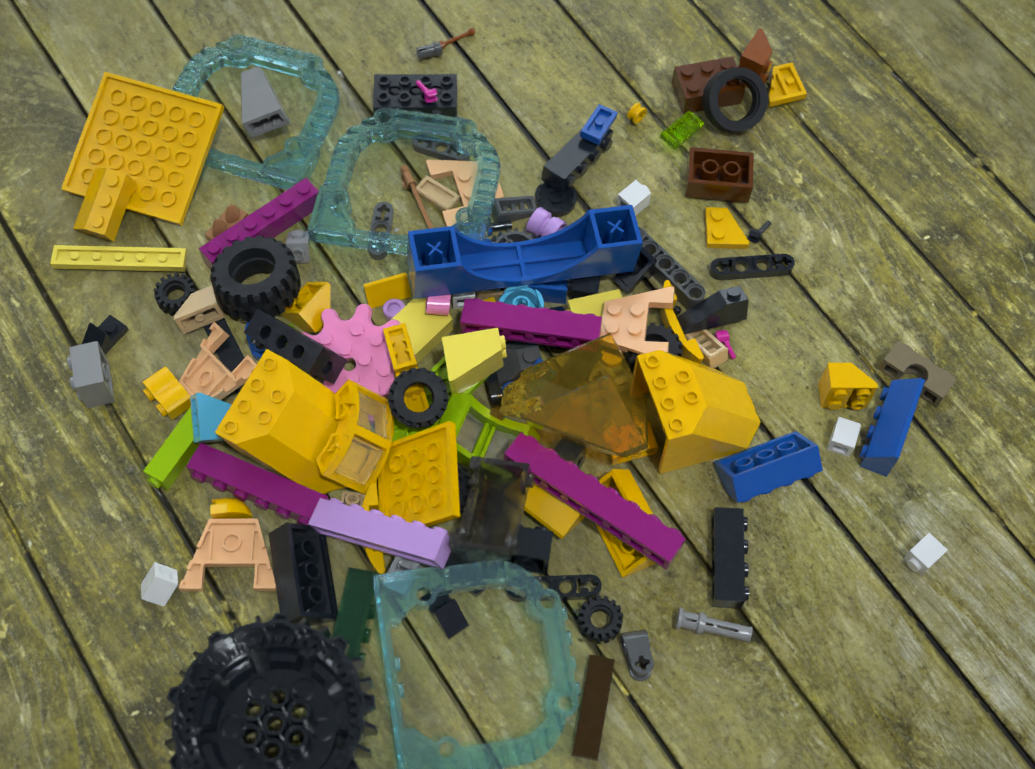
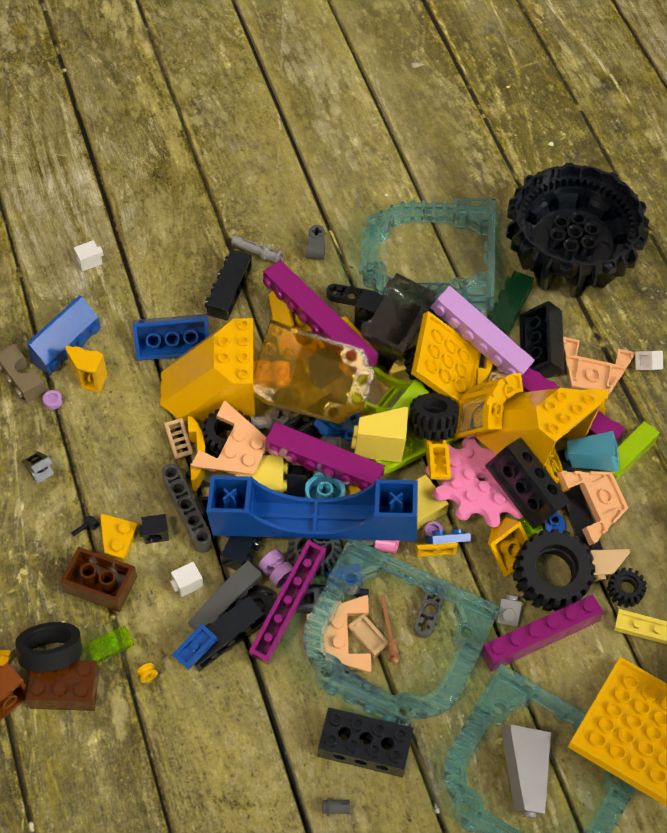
camera: 165 degrees left, 5 degrees down
(167, 393) = (638, 498): yellow brick -> none
(227, 219) = (574, 649): medium nougat tile -> none
(377, 293) = (440, 537): none -> plate
(429, 95) = (354, 716): dark pink hand -> none
(471, 32) = (319, 818): dark orange hinge -> none
(523, 185) = (287, 602): none -> magenta brick
(587, 189) = (227, 595): none -> dark grey slope
(593, 708) = (354, 227): dark brown tile -> none
(604, 605) = (334, 261): black tyre -> none
(687, 239) = (154, 529): none -> black brick
(717, 310) = (158, 456): black slope -> none
(723, 337) = (162, 442): dark pink hand -> none
(751, 265) = (109, 492): black beam -> none
(840, 275) = (38, 466): none -> slope
(844, 436) = (105, 340): white panel -> none
(865, 358) = (52, 399): none -> lavender tile

